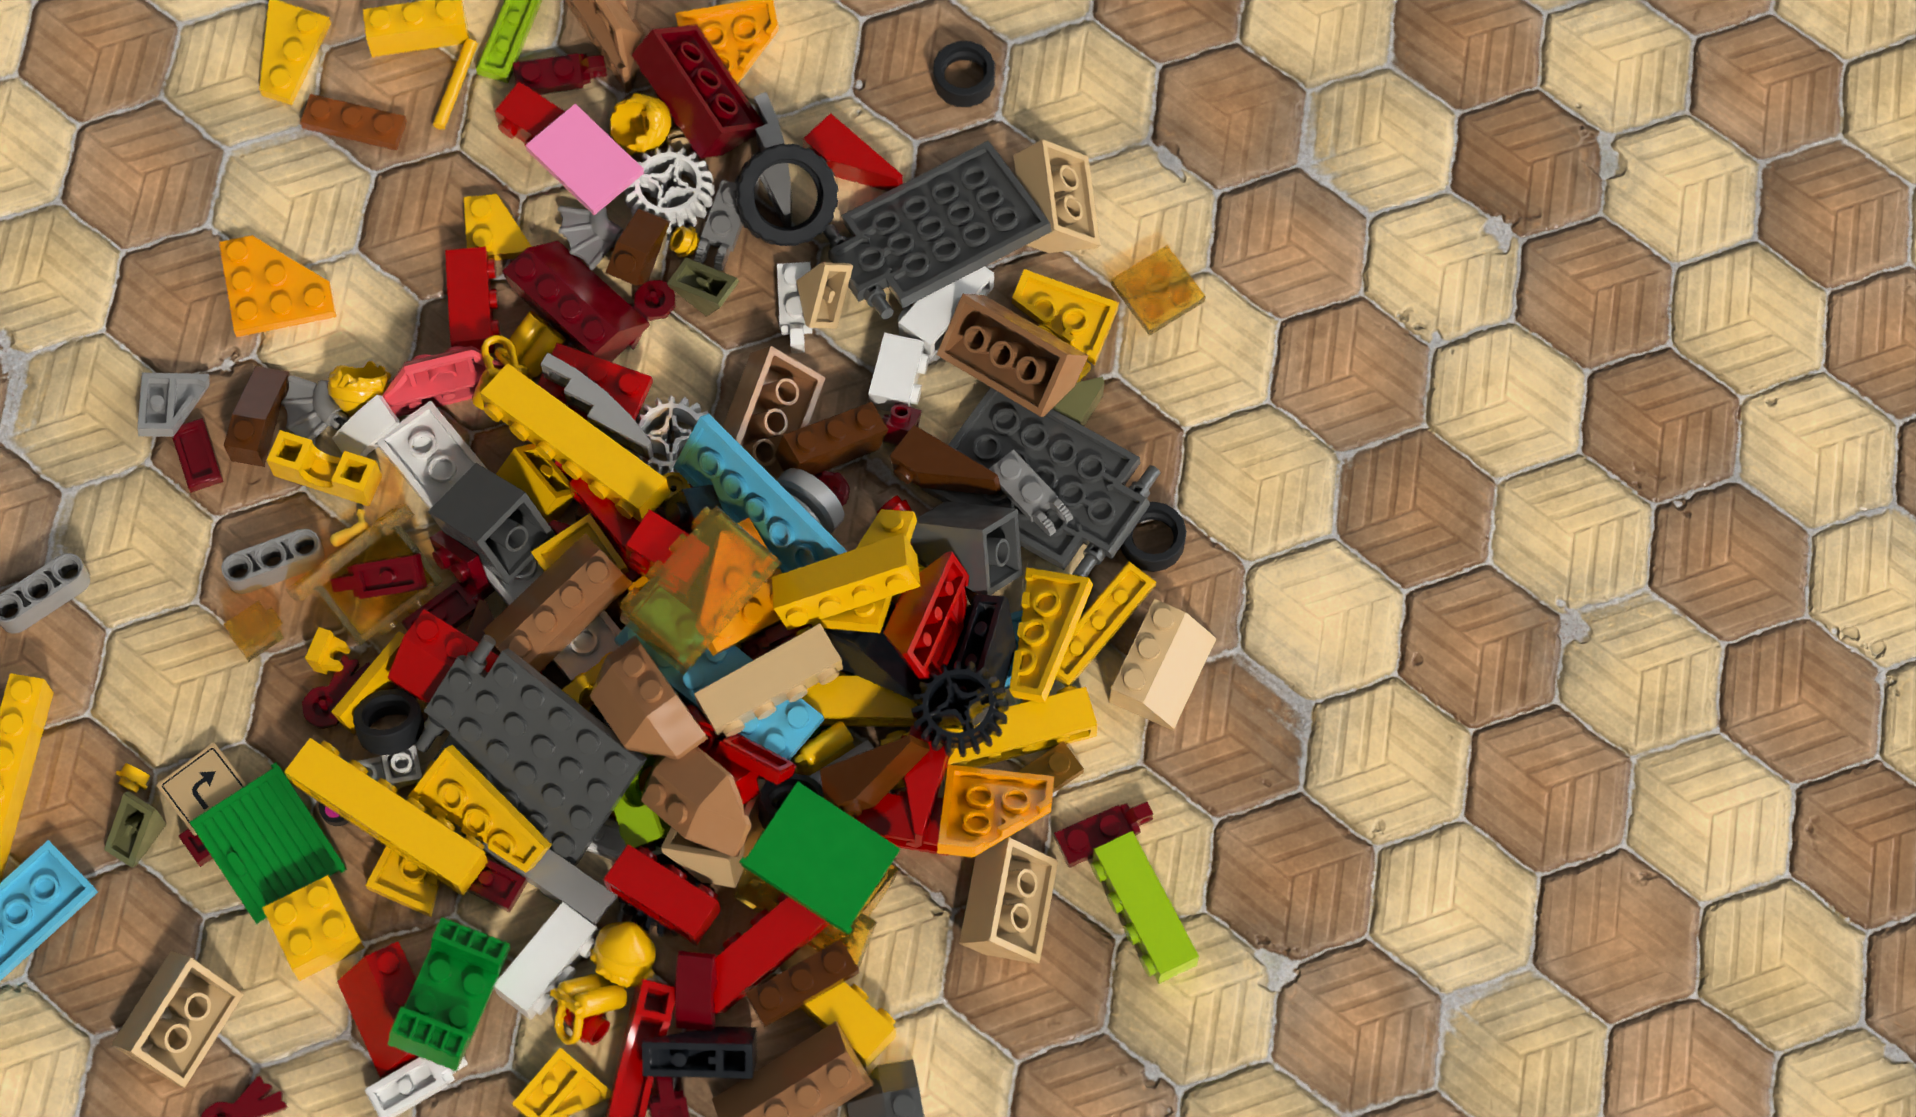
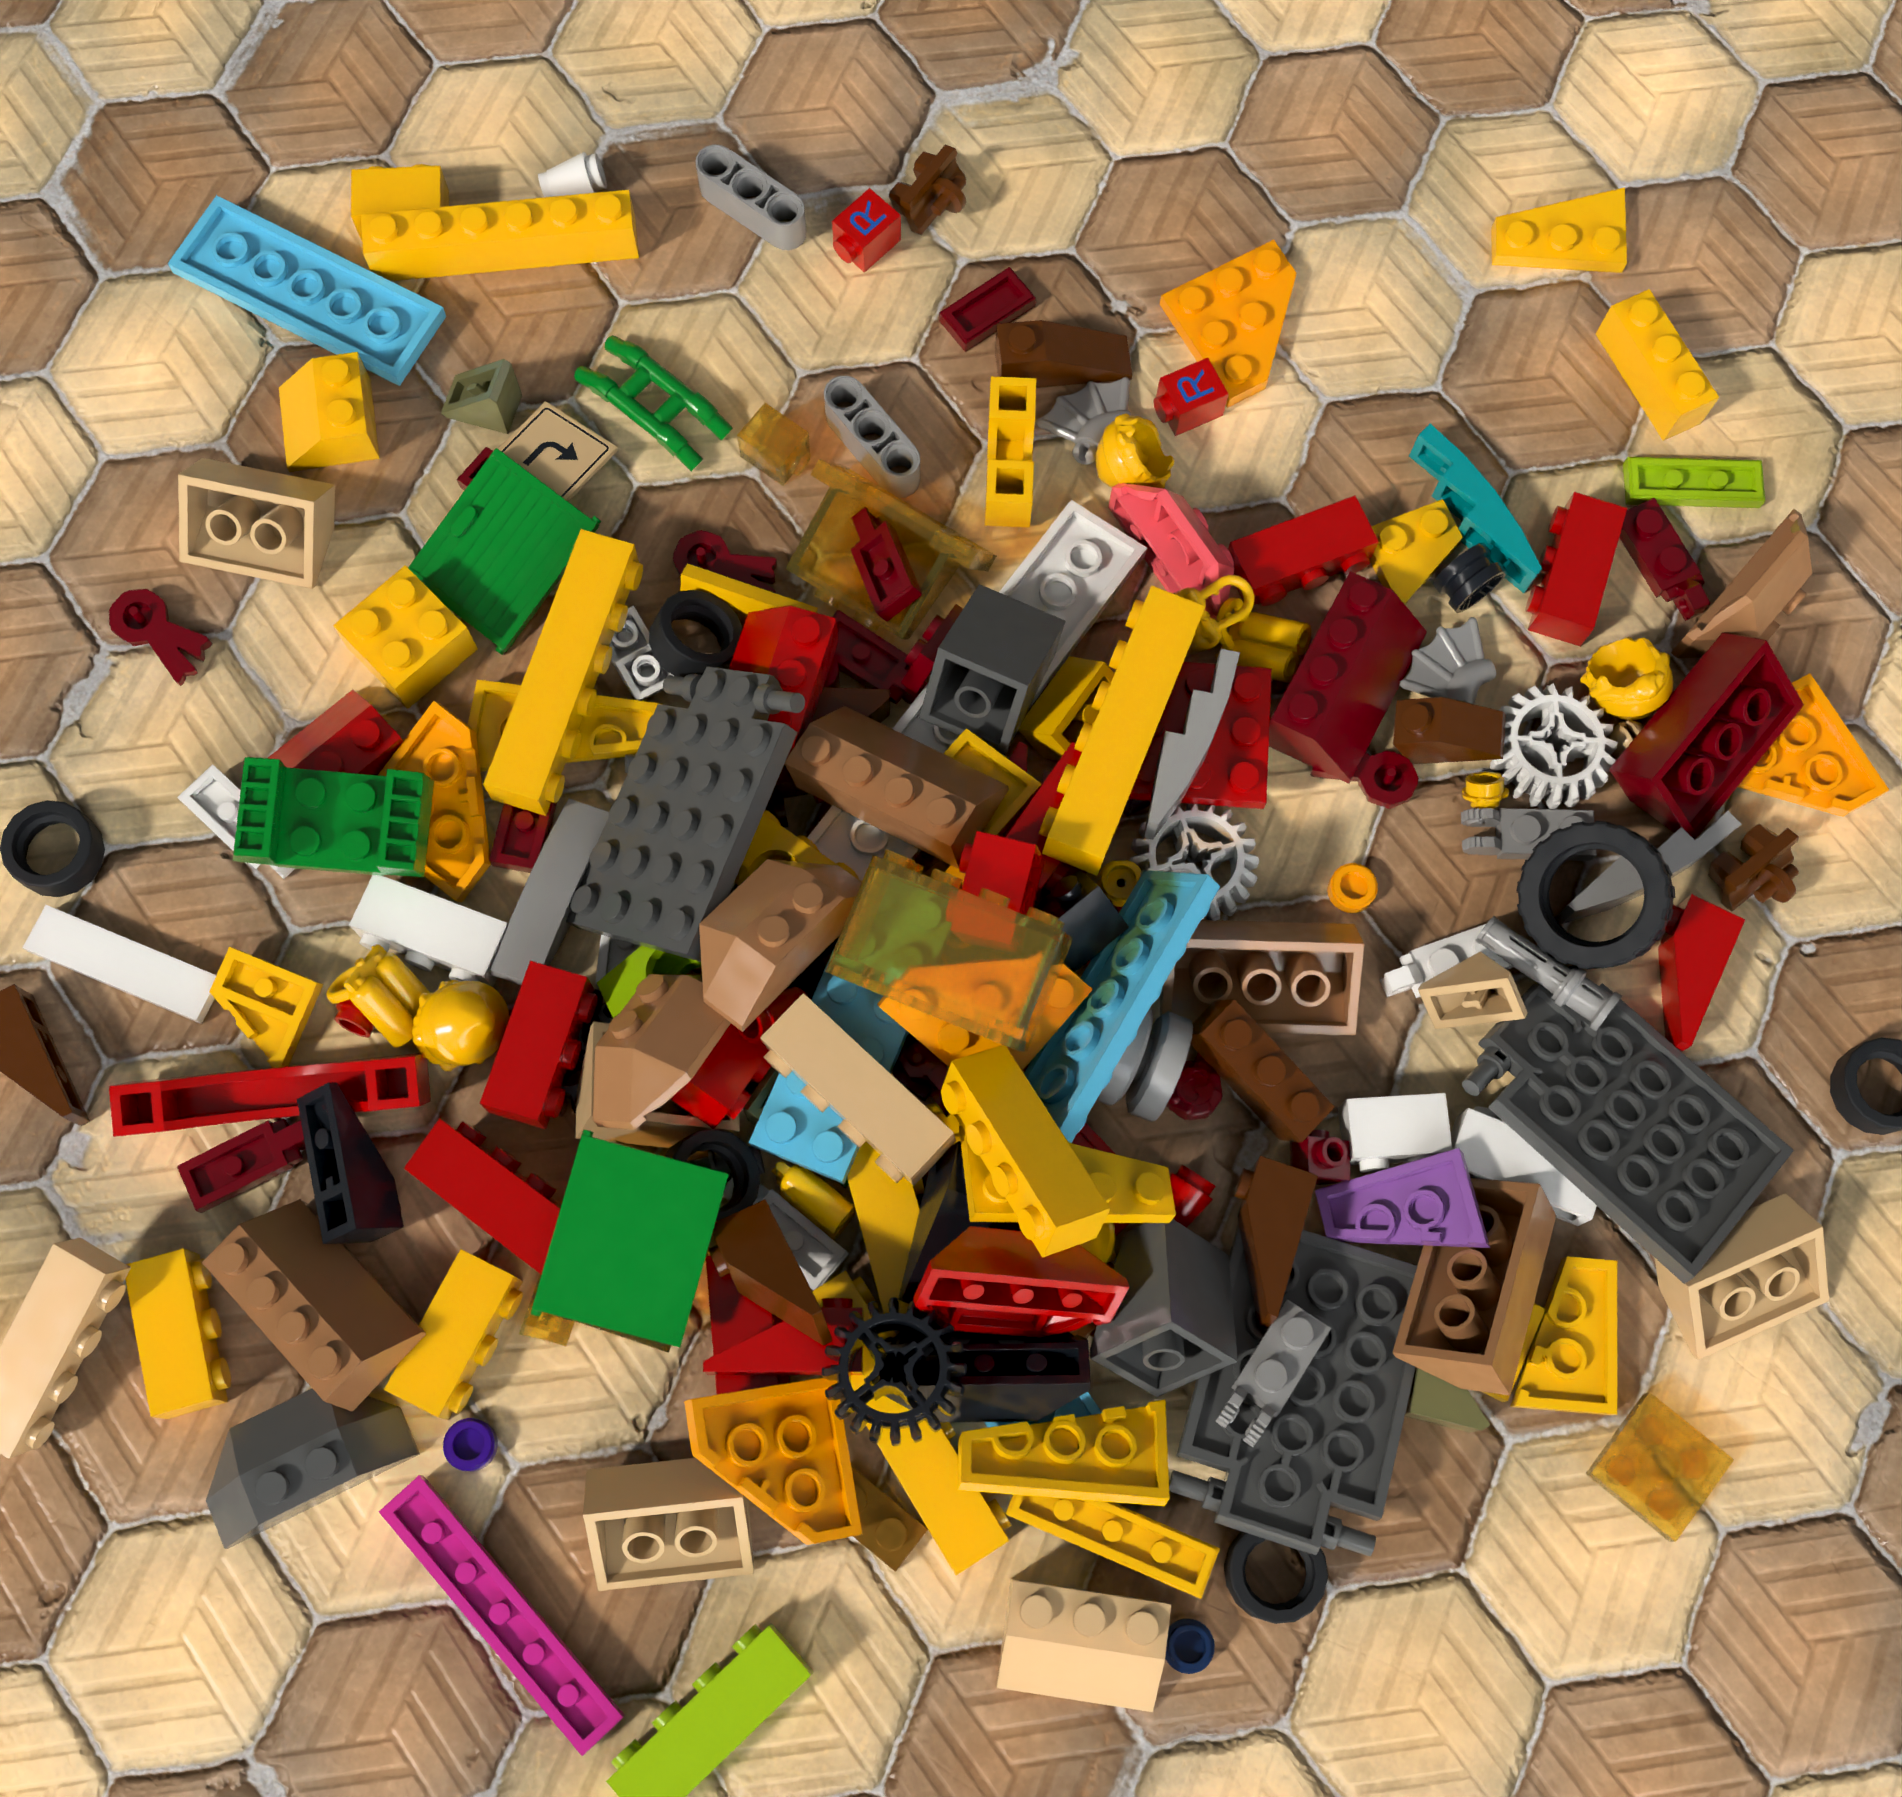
camera: 70 degrees right, 5 degrees up
(90, 459) = (934, 190): none -> reddish brown hips
(102, 519) = (866, 230): none -> red brick
(105, 947) = (328, 414): none -> yellow slope
(132, 778) = (549, 374): yellow plate -> none
(168, 401) = (1041, 251): light grey wing -> none
(174, 727) = (658, 422): none -> green piece
(323, 650) = (771, 532): yellow tile -> none
(324, 336) = (1190, 397): none -> red brick
(345, 535) = (938, 511): light yellow piece -> none
(353, 122) = (1496, 340): dark orange plate -> none
(366, 427) = (1079, 482): white slope -> none
(417, 914) = (458, 835): none -> light orange plate
(455, 84) = (1597, 440): yellow bar -> none
(471, 802) = (594, 787): yellow wing -> none
(493, 174) = (1477, 506): none -> teal slope
(531, 198) = (1470, 577): none -> black wheel
(584, 159) = (1547, 622): bright pink tile -> none
(694, 991) = (419, 1129): dark red slope -> none
(702, 285) = (1427, 829): olive slope -> none
(722, 348) = (1352, 888): none -> light orange tile
(756, 758) = (745, 1108): red tile -> none
(790, 83) = (1764, 874): none -> reddish brown hips
(802, 983) = (466, 1270): reddish brown plate -> none
(837, 234) = (1567, 985): none -> light grey pin
(917, 1023) = (470, 1444): none -> dark purple tile
(949, 379) = (1407, 1205): none -> medium lavender wing
(1034, 1025) = (502, 1614): none -> dark pink plate
(1081, 839) = (810, 1625): dark red hinge -> none
(1185, 600) = (1189, 1646): none -> dark blue plate

